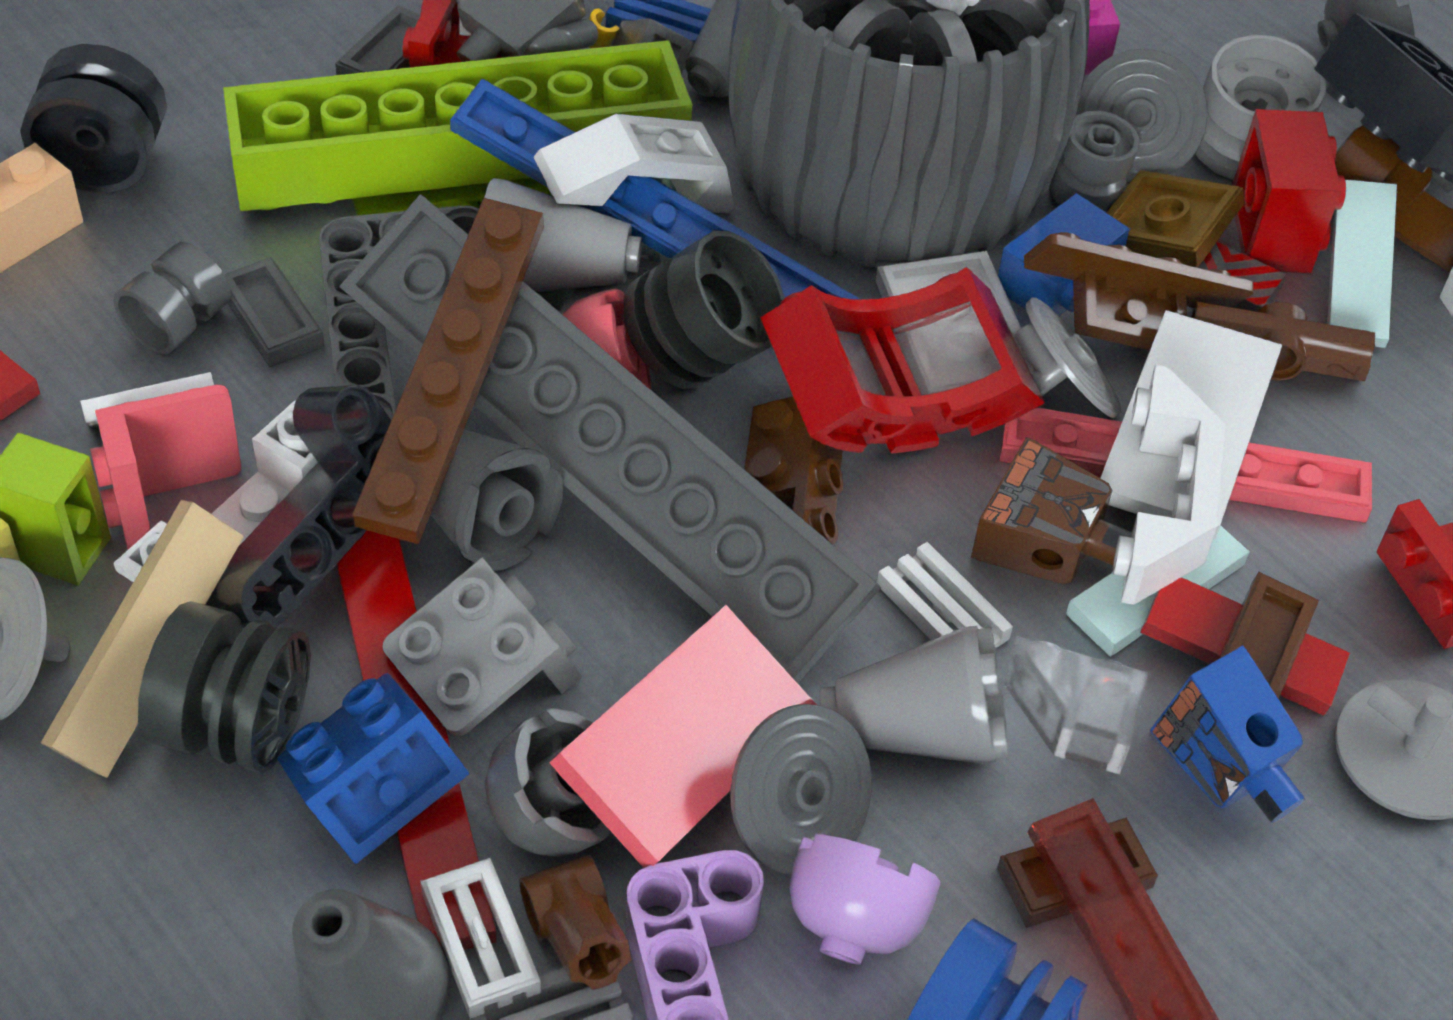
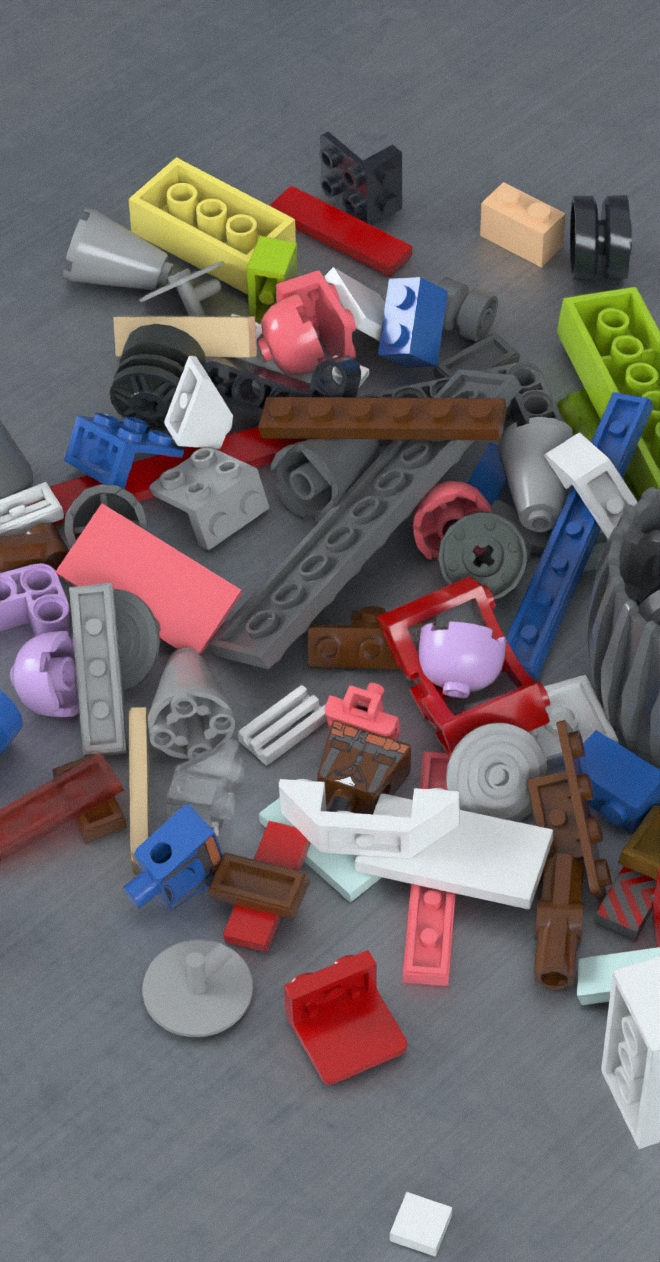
camera: 90 degrees right, 0 degrees up
(209, 338) = (412, 322): none -> blue brick
(213, 468) = (290, 338): none -> coral cylinder
(338, 619) = (197, 410): none -> white slope
(868, 809) = (98, 670): none -> light grey tile
(919, 339) = (461, 657): none -> lavender cylinder
(964, 489) = (363, 710): none -> coral piece
(1053, 784) = (139, 781): none -> tan tile

